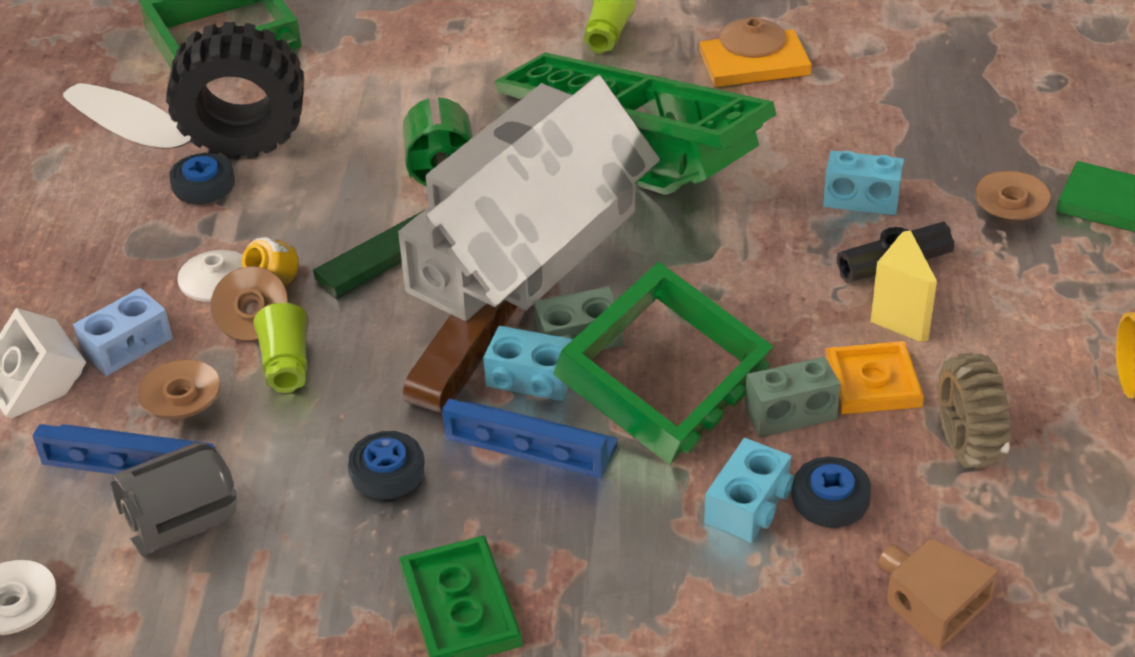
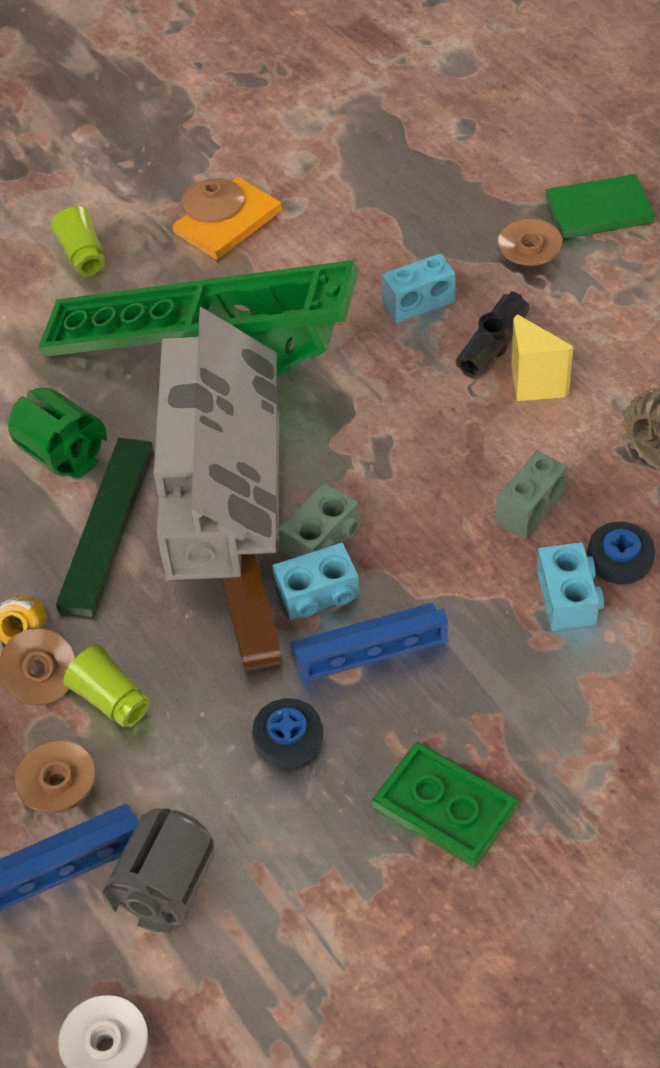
camera: 35 degrees left, 10 degrees up
(625, 407) = (419, 573): green window -> none
(875, 377) = (565, 439): light orange tile -> none

